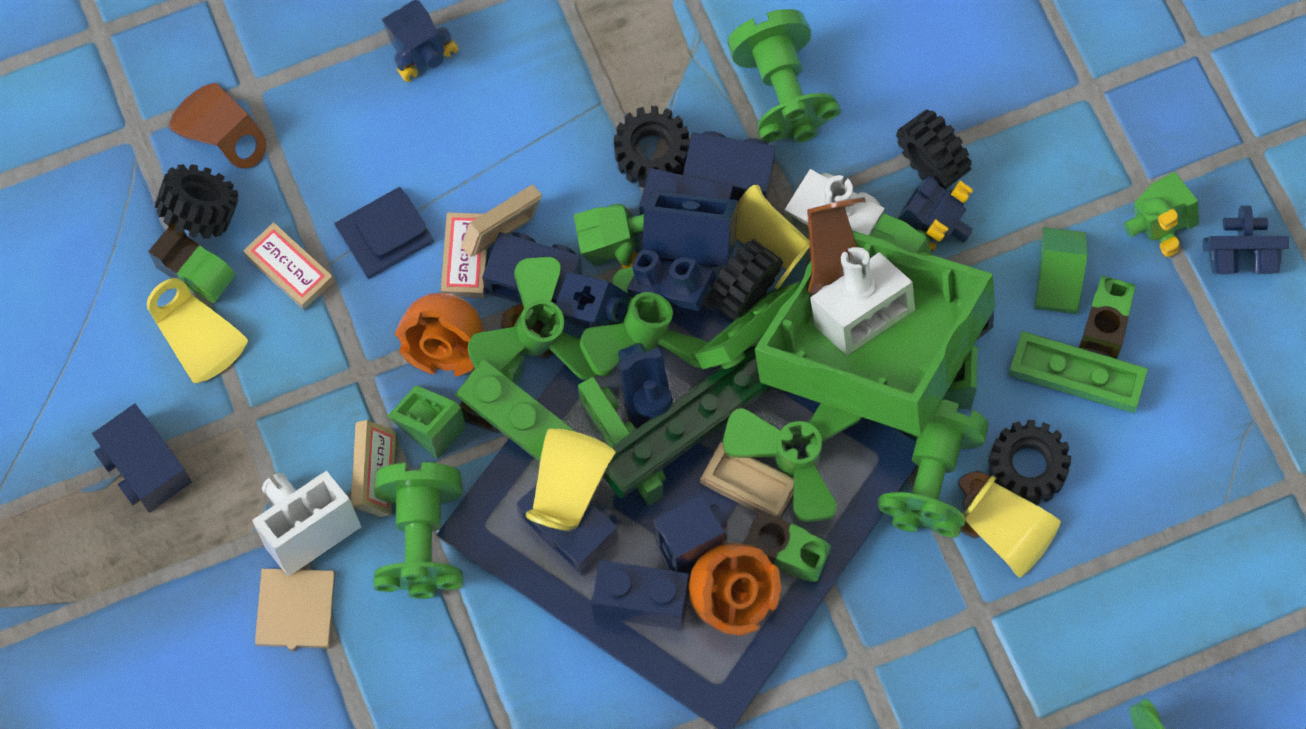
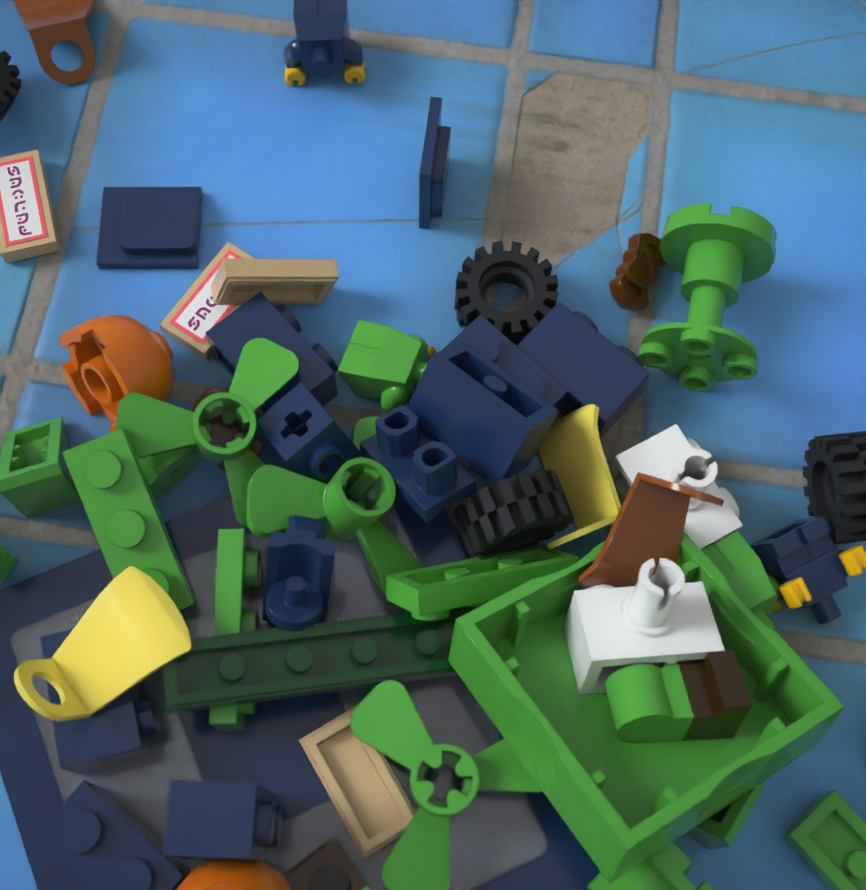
camera: 25 degrees right, 0 degrees up
(553, 86) = (434, 165): none -> dark blue piece
(726, 83) = (637, 272): none -> reddish brown piece
(903, 324) = (679, 700): none -> leg

